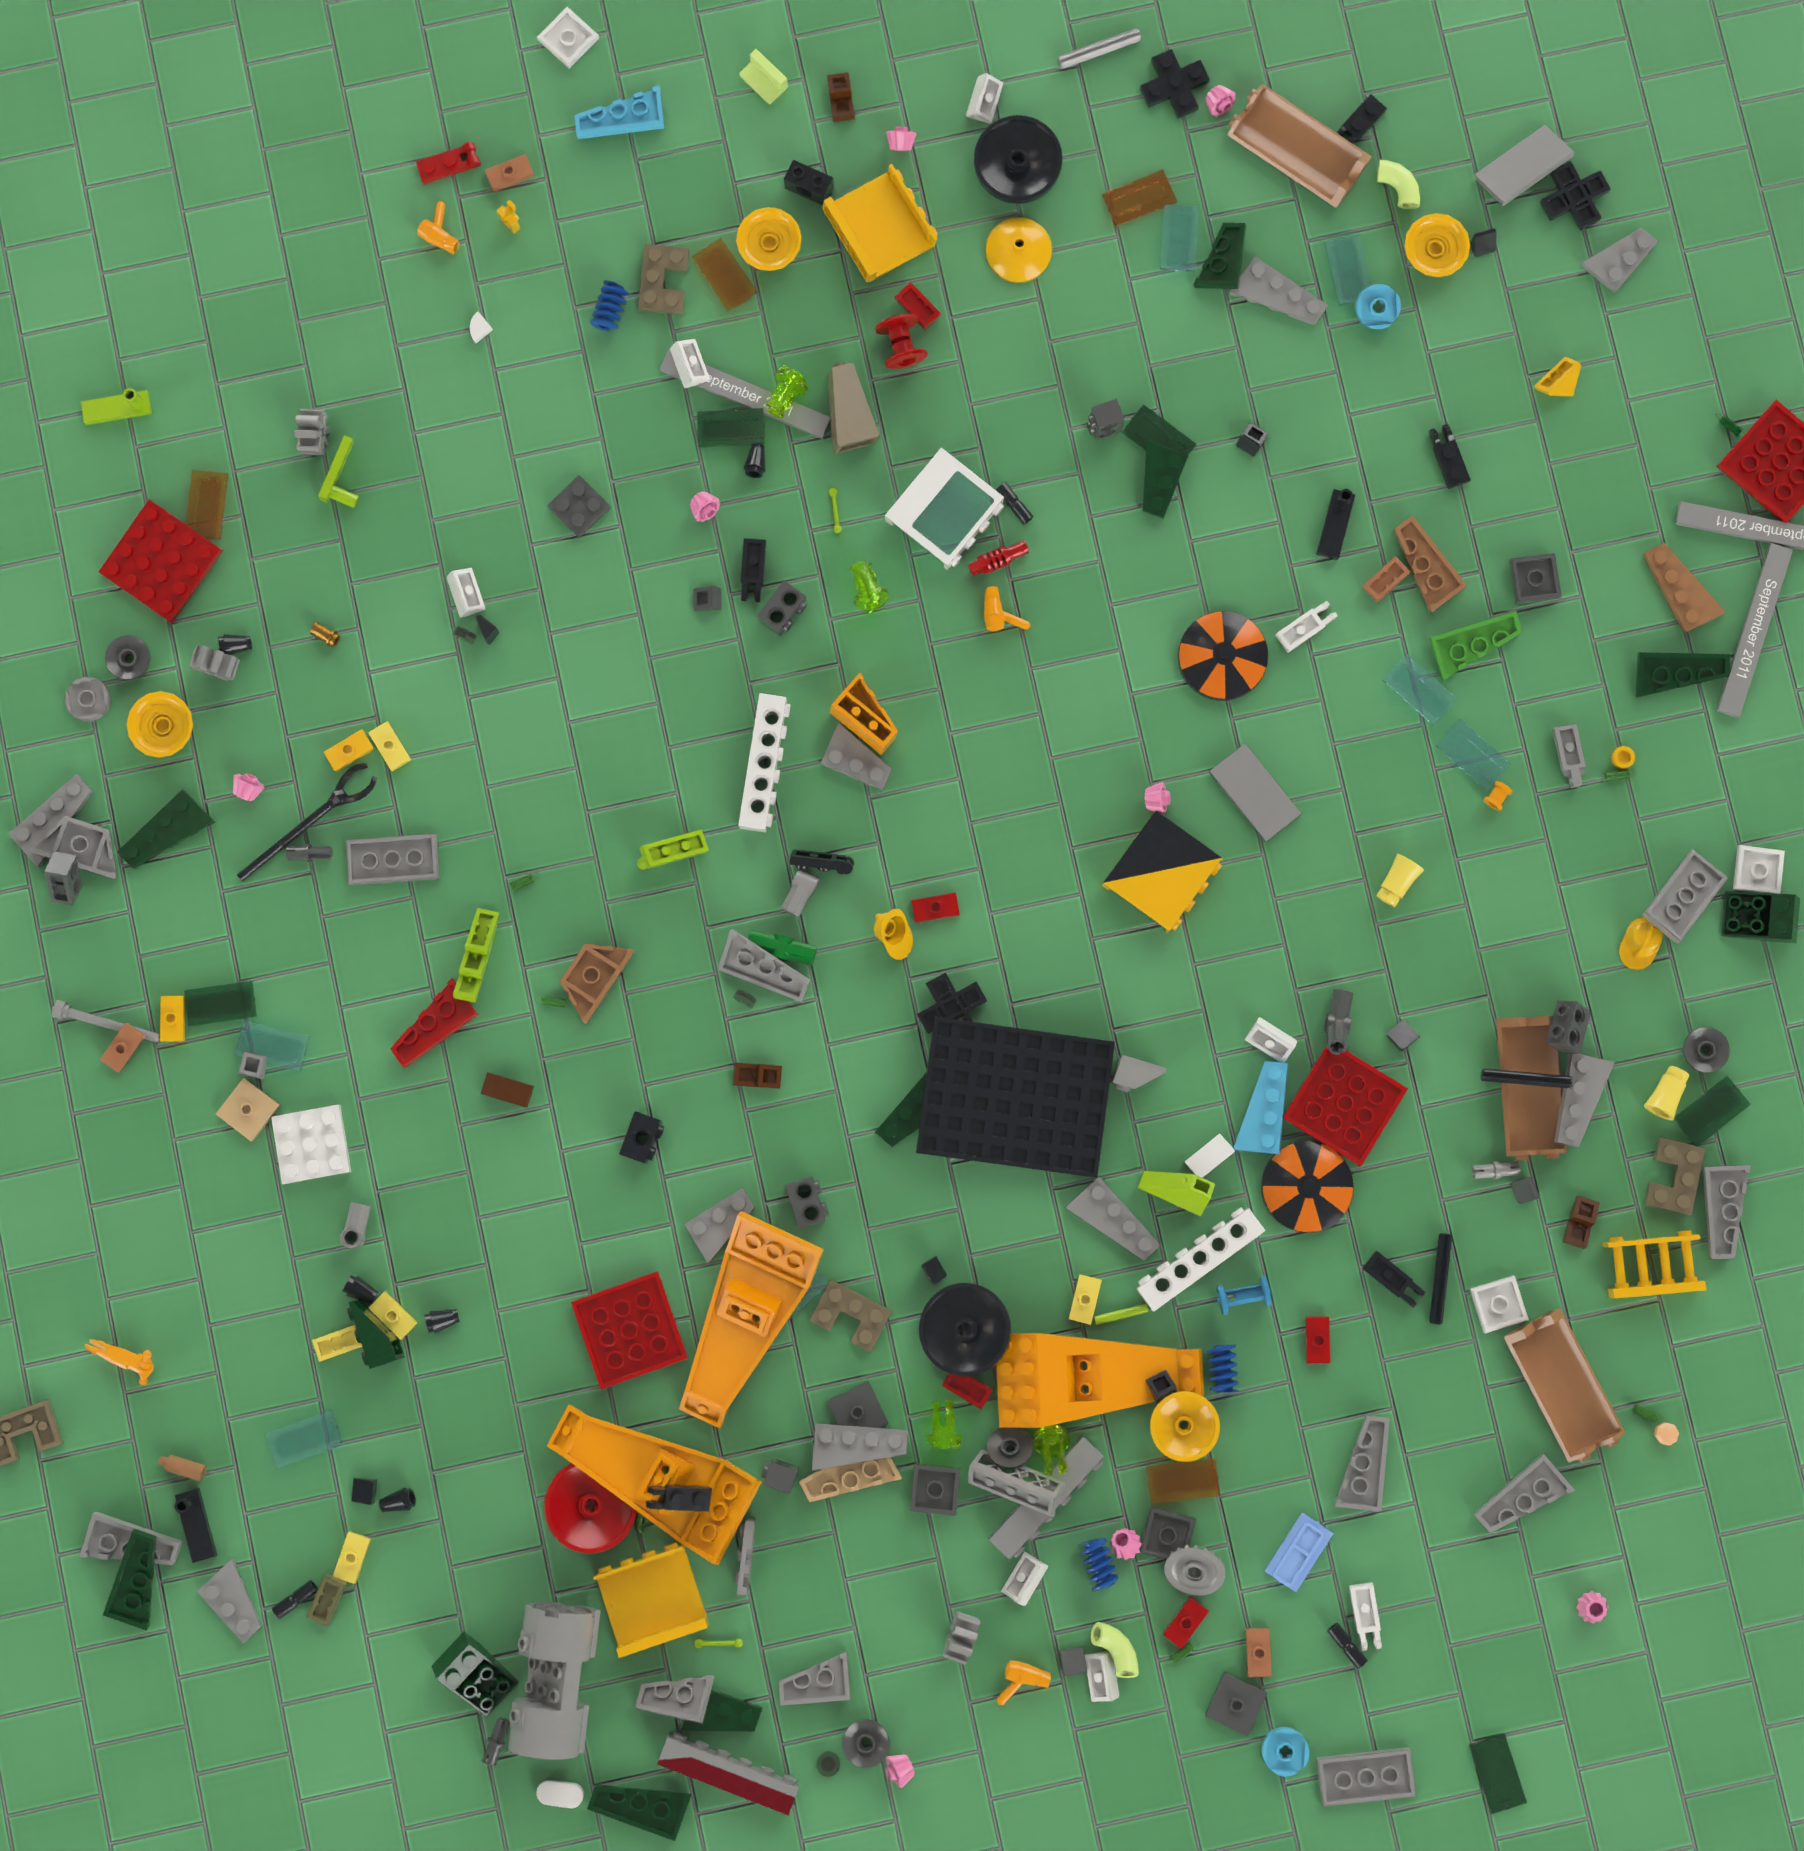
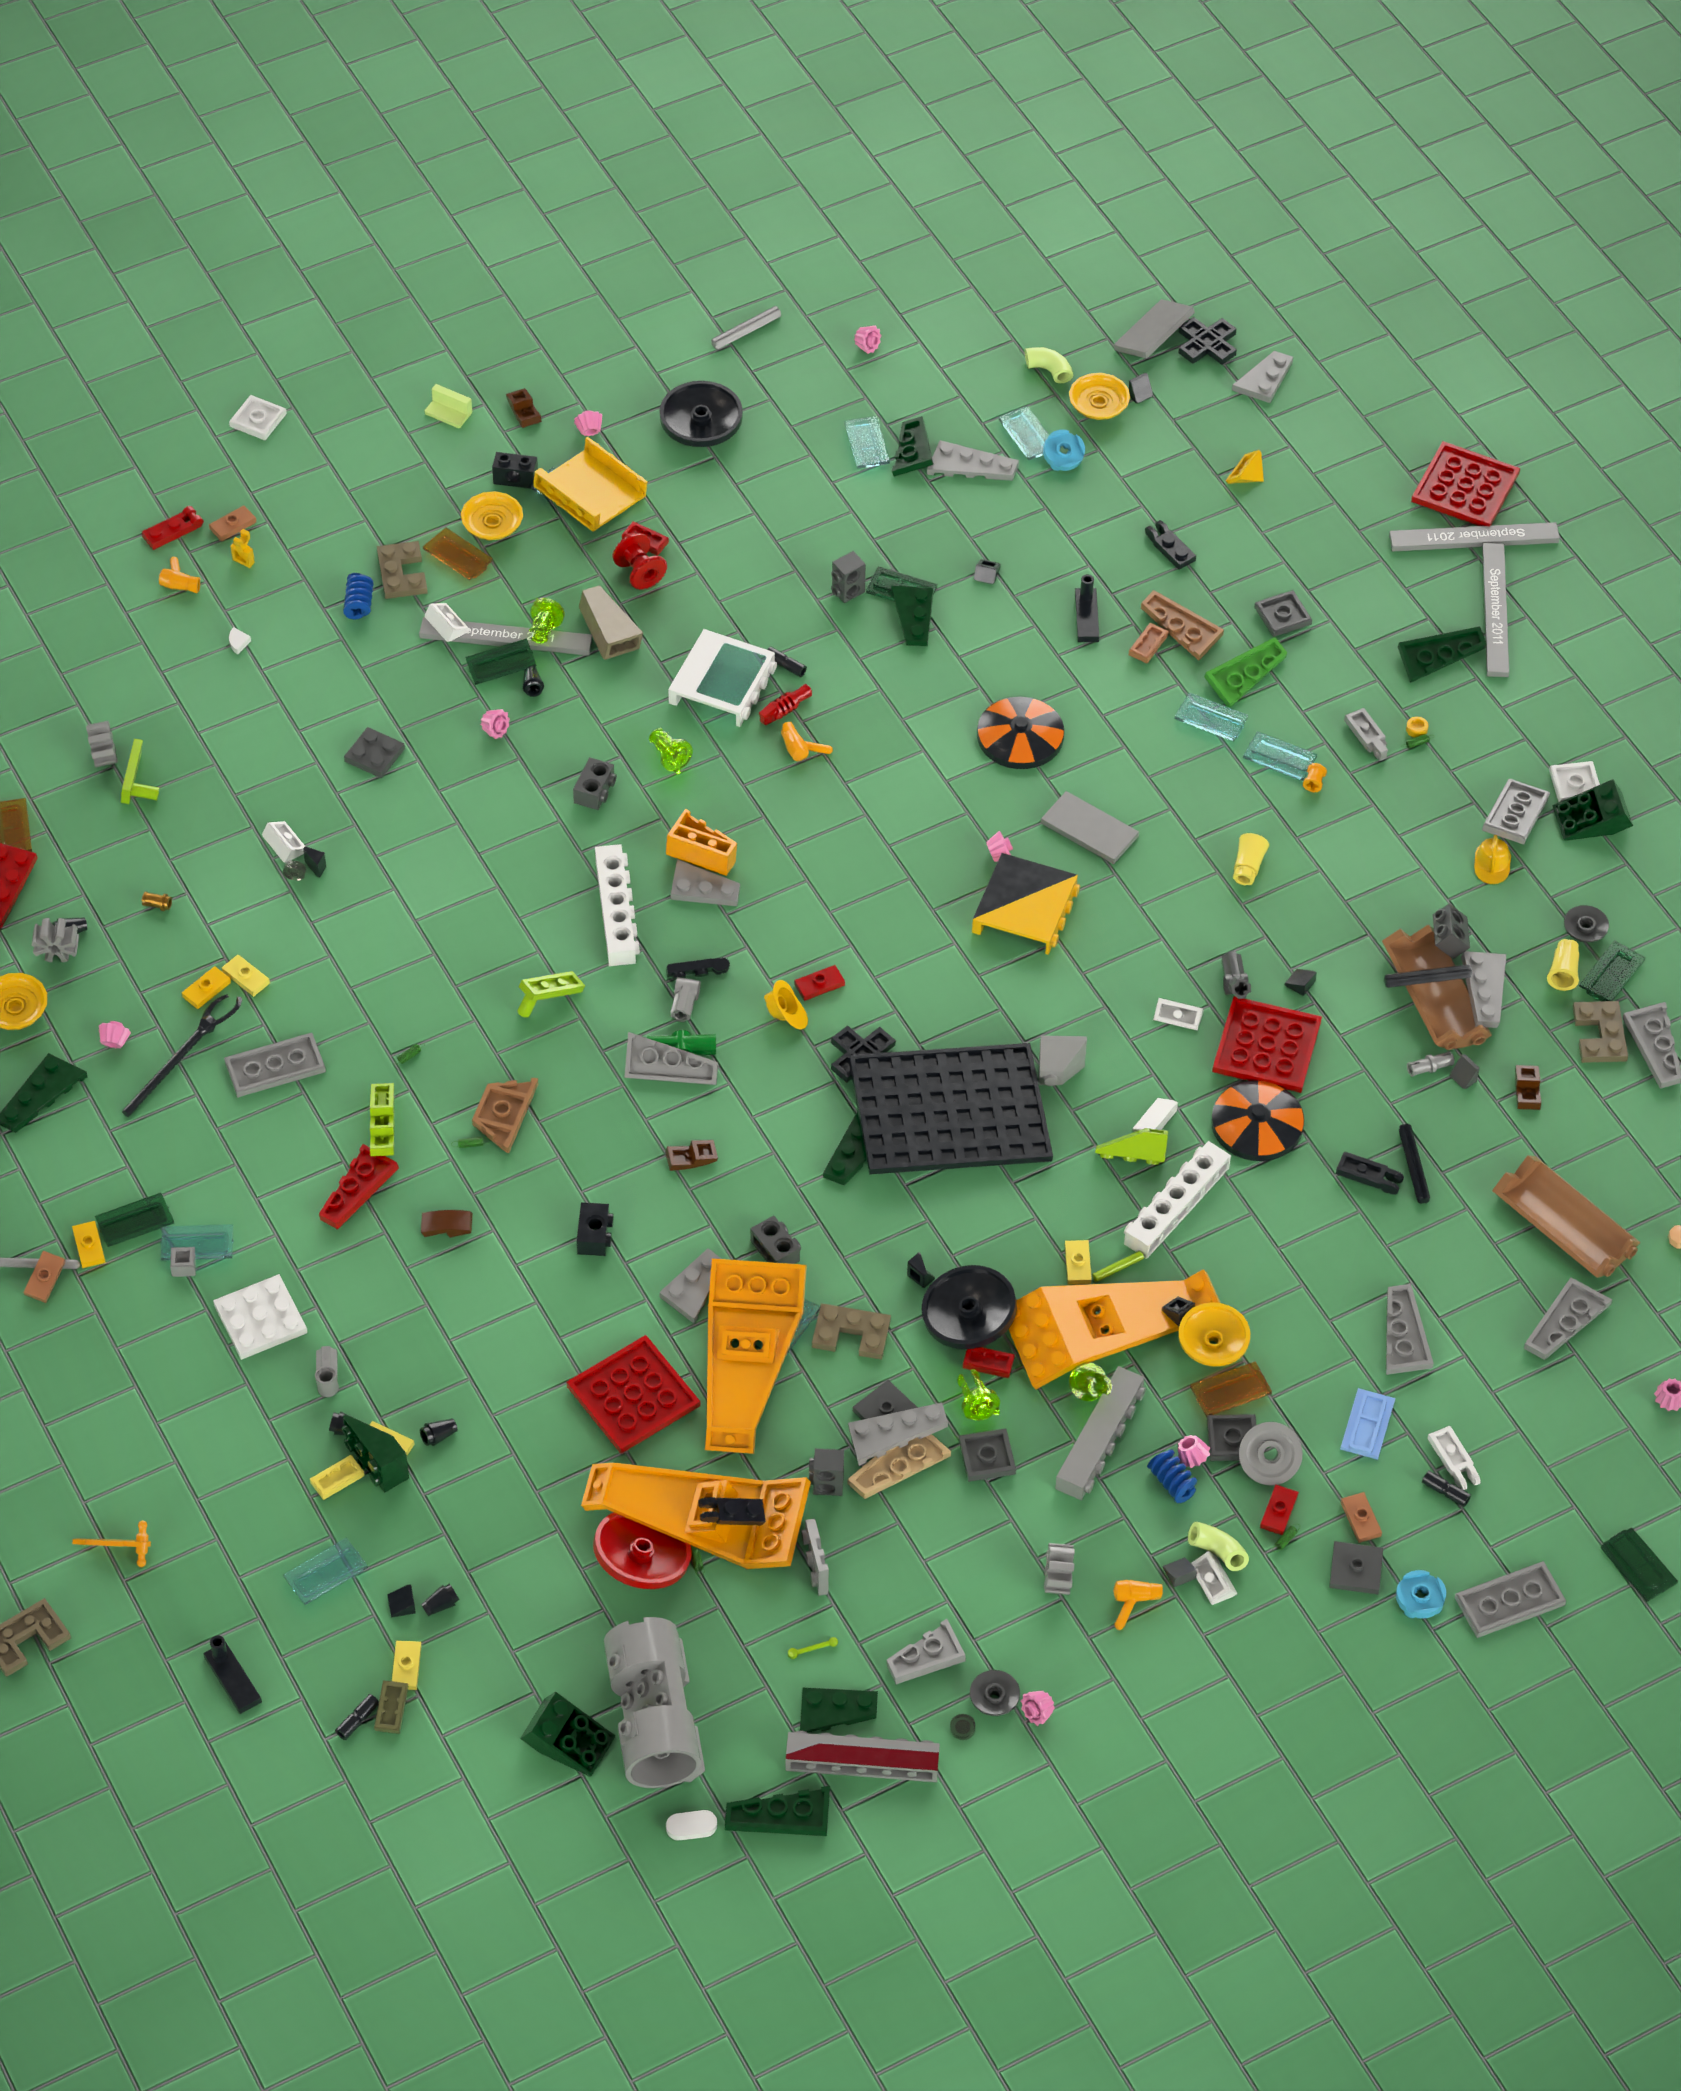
camera: 20 degrees left, 30 degrees down
(109, 1537) = (160, 1708): light grey wing -> none
(133, 1585) = (181, 1743): dark green wing -> none
(183, 1467) = (205, 1626): medium nougat cylinder -> none
(231, 1602) = (289, 1737): light grey wing -> none
(248, 1109) = (187, 1302): tan plate -> none
(309, 853) = (189, 1075): dark grey axle -> none
(496, 1741) = (609, 1792): dark grey axle -> none
(627, 116) = (333, 459): medium azure wing -> none
(651, 1599) = (730, 1622): yellow panel -> none
(678, 1699) = (793, 1698): light grey wing -> none
(707, 598) = (519, 795): dark grey slope -> none
(745, 998) = (659, 1093): clear smoke tile -> none
(753, 567) = (556, 760): black hinge -> none
(833, 493) = (613, 692): lime hinge -> none
(984, 98) = (654, 382): white slope -> none
(1006, 1439) = (1049, 1398): dark grey dish -> none
(1014, 1487) = (1064, 1421): light grey fence -> none
(1015, 262) = (723, 482): yellow dish -> none
(1024, 1579) = (1105, 1513): white slope -> none
(1110, 1216) = (1074, 1186): light grey wing -> none
(1139, 198) = (819, 423): clear orange piece -> none
(1174, 83) = (822, 338): black plate -> none
(1222, 1368) = (1234, 1282): blue piece -> none
(1244, 1295) = (1216, 1222): dark azure hose -> none
(1264, 1116) = (1195, 1073): medium azure wing -> none
(1298, 145) = (949, 355): medium nougat cylinder -> none
(1304, 627) = (1088, 693): white hinge -> none
(1317, 1340) = (1316, 1241): red plate -> none
(1362, 119) = (997, 331): black hinge -> none
(1499, 1304) = (1476, 1171): white tile -> none
(1645, 1287) = (1610, 1122): yellow fence -> none
(1653, 1416) = (1653, 1225): bright green piece -> none
(1682, 591) = (1420, 596): medium nougat wing -> none
(1730, 425) = (1411, 470): green piece -> none

